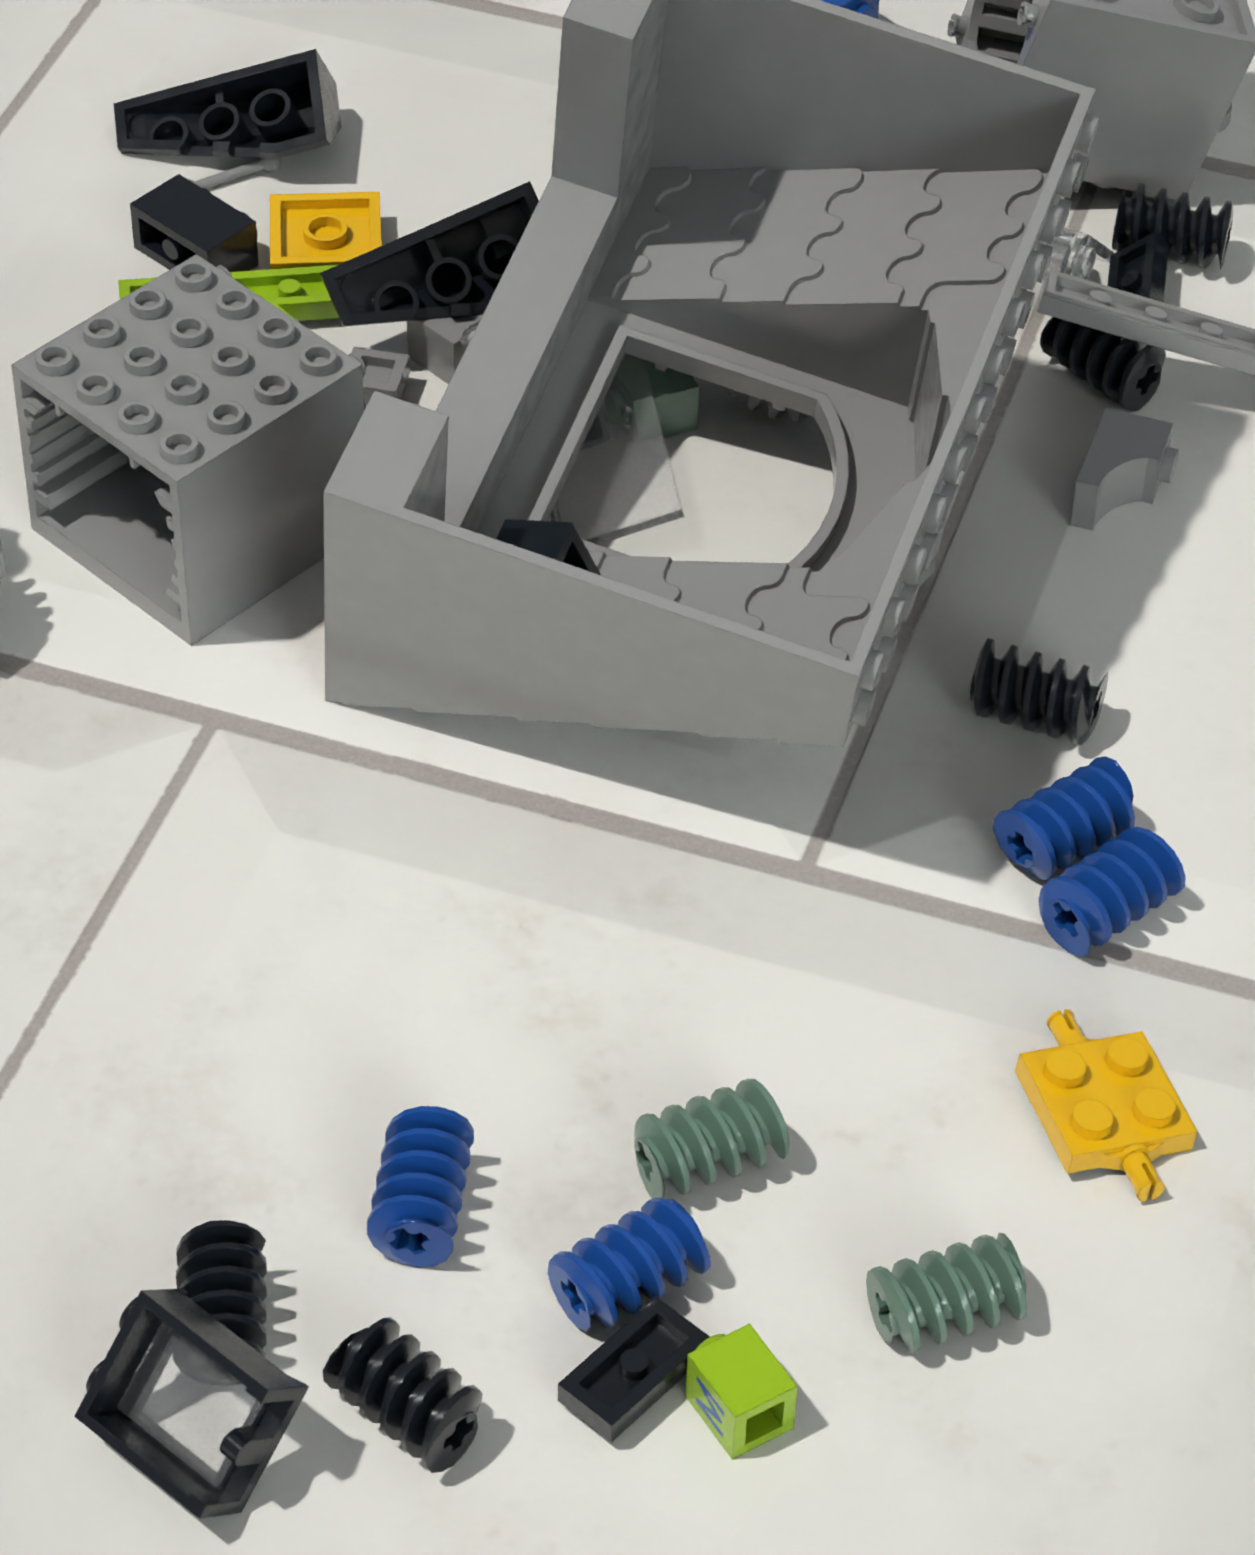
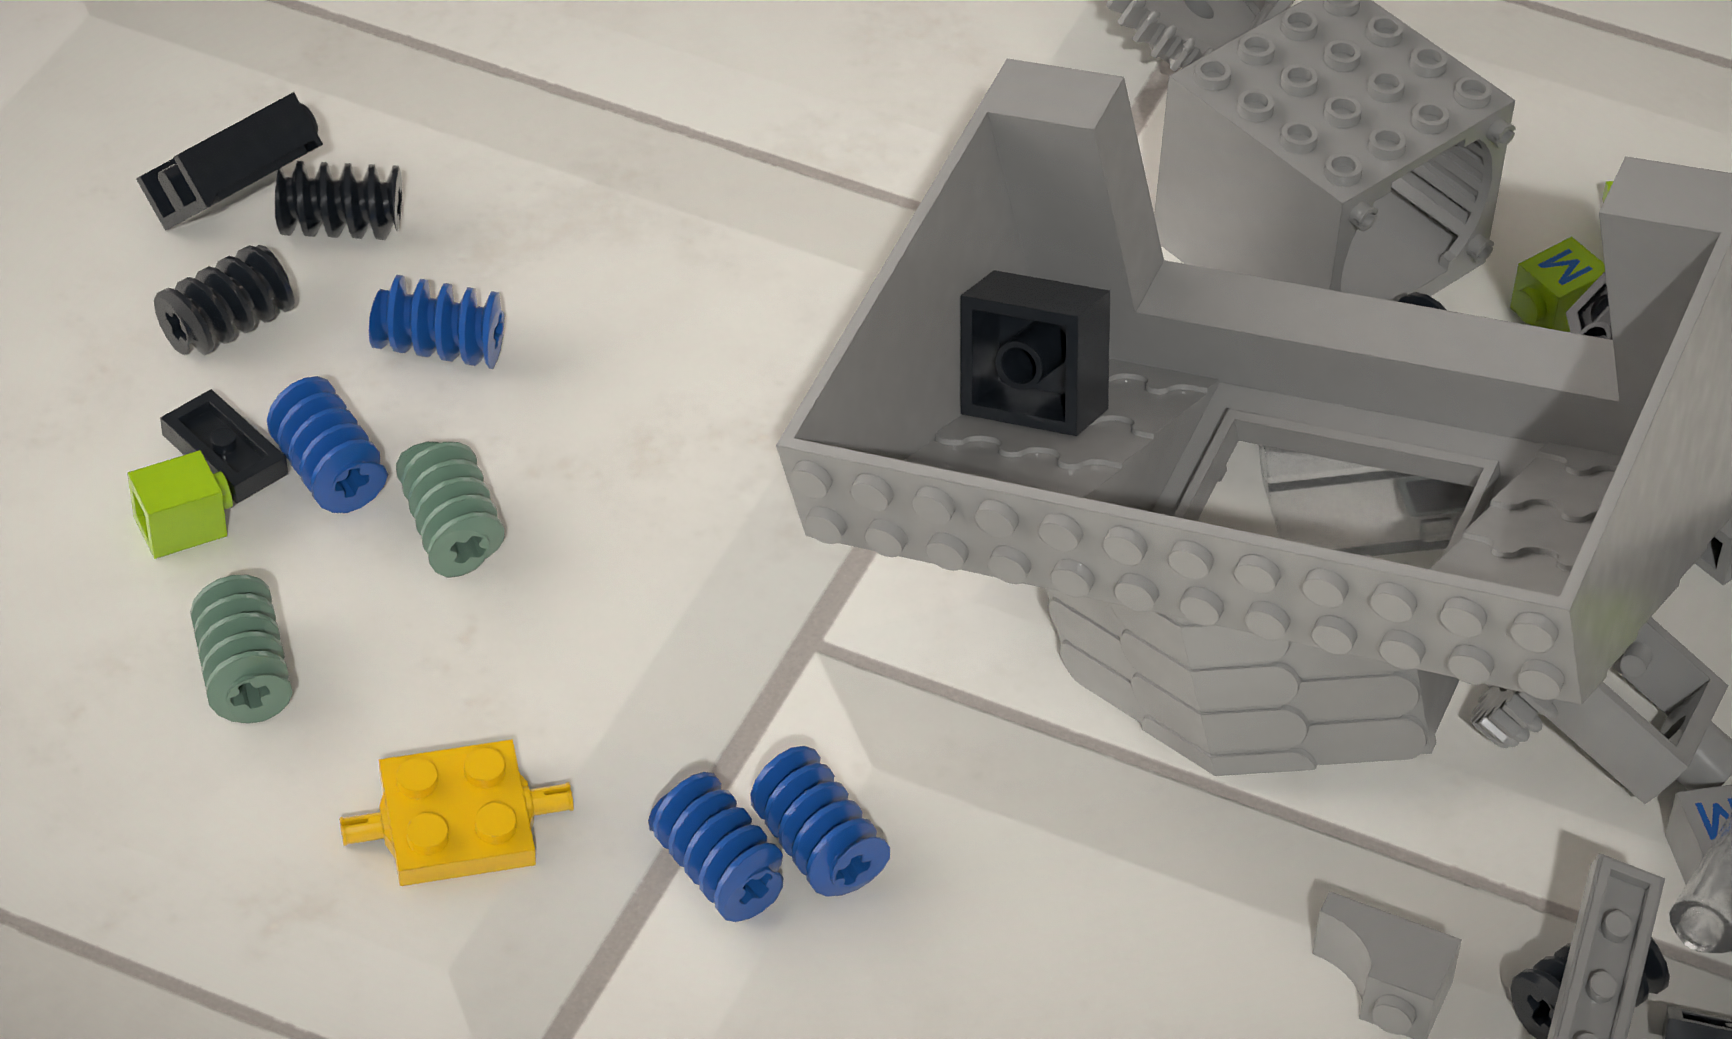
camera: 95 degrees right, 0 degrees up
(1036, 693) = (1011, 826): black piece -> none

